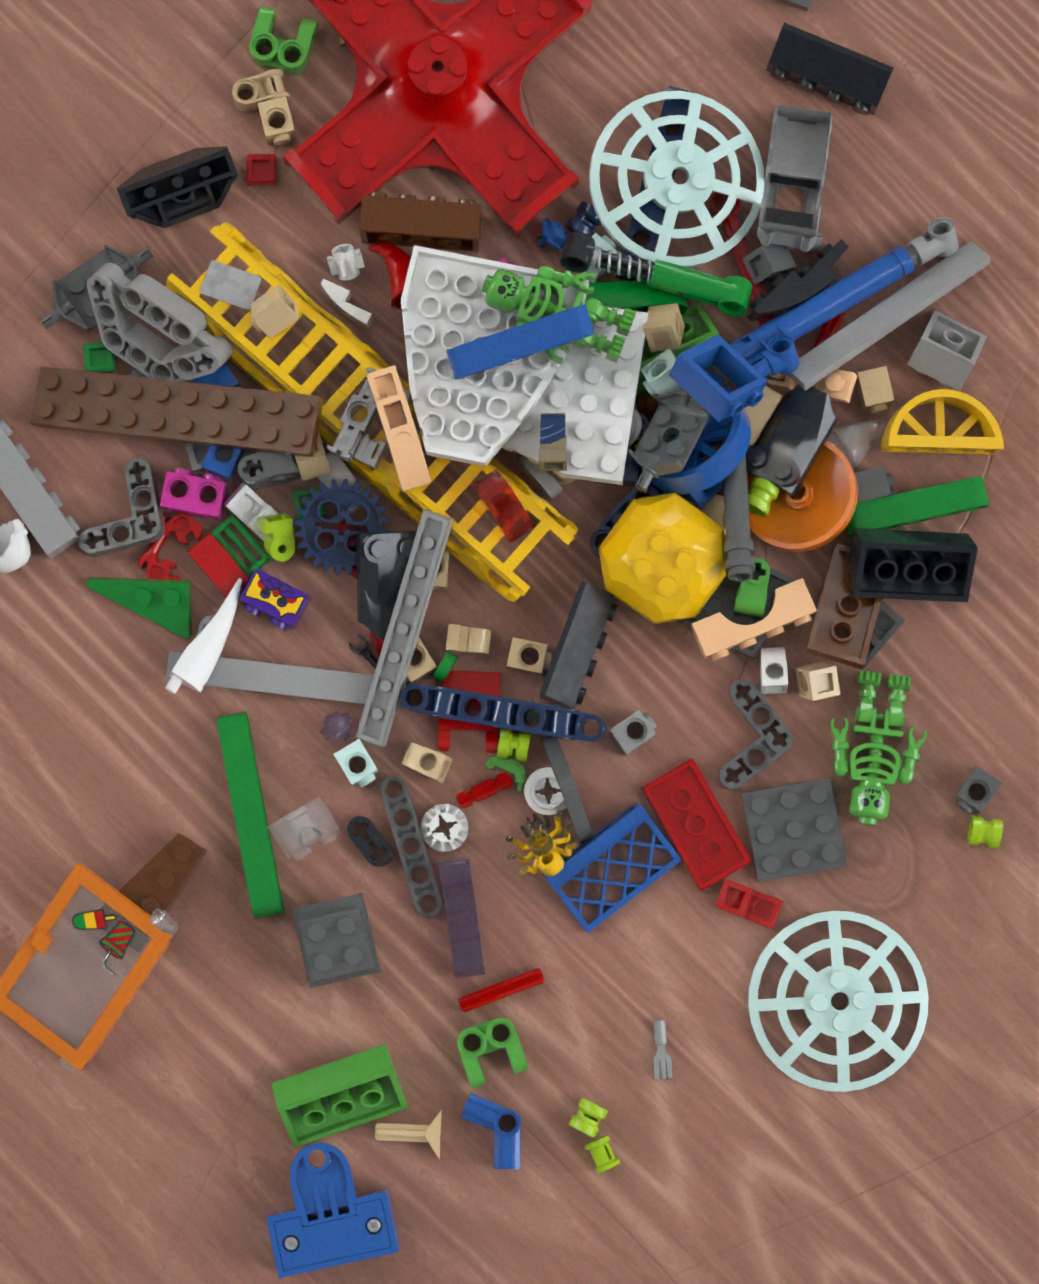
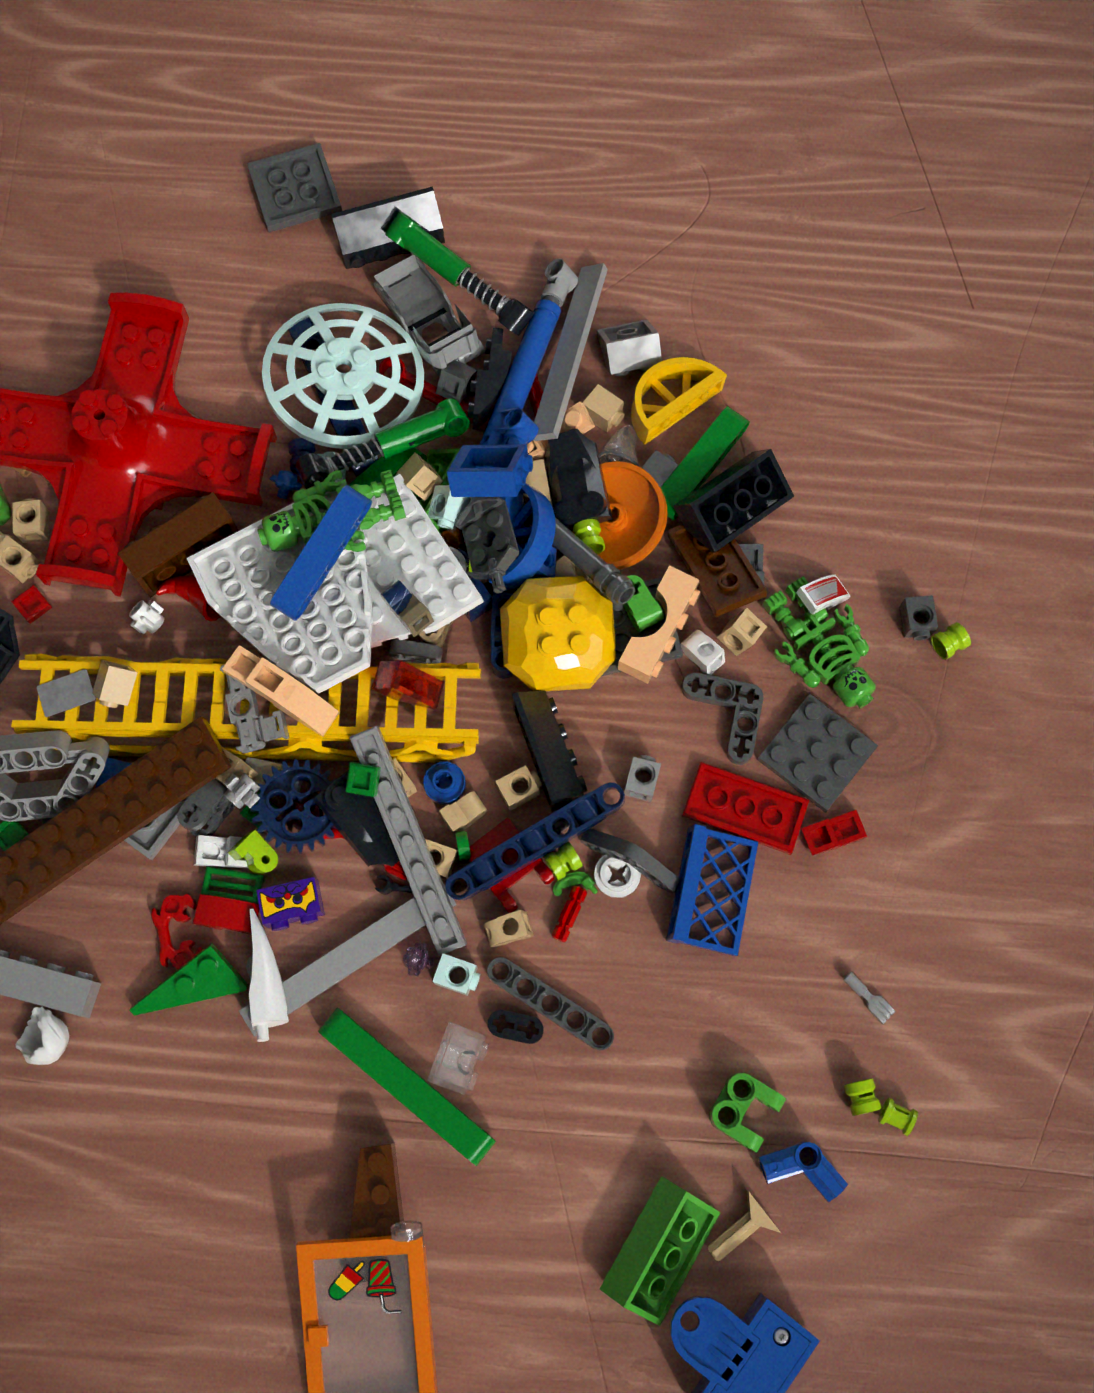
camera: 40 degrees left, 10 degrees down
(135, 524) = (135, 934): dark grey beam -> none
(191, 502) = (166, 882): dark pink brick -> none
(222, 469) = (169, 838): blue brick -> none
(306, 481) = (241, 790): none -> light grey gear
(313, 106) = (37, 528): none -> tan brick
(336, 940) = (554, 1126): dark grey piece -> none
(340, 299) = (163, 646): white slope -> none
(406, 552) = (363, 779): none -> green tile
(457, 833) = (550, 972): white gear -> none
(462, 918) = (635, 1024): clear purple beam -> none
(472, 603) = (444, 783): none -> blue plate
(501, 990) = (711, 1056): red axle -> none
(543, 846) = (650, 916): animal -> none
(818, 1006) = (948, 861): light aqua dish -> none
(837, 94) = (456, 271): none -> piece
(915, 705) = (823, 593): none -> slope

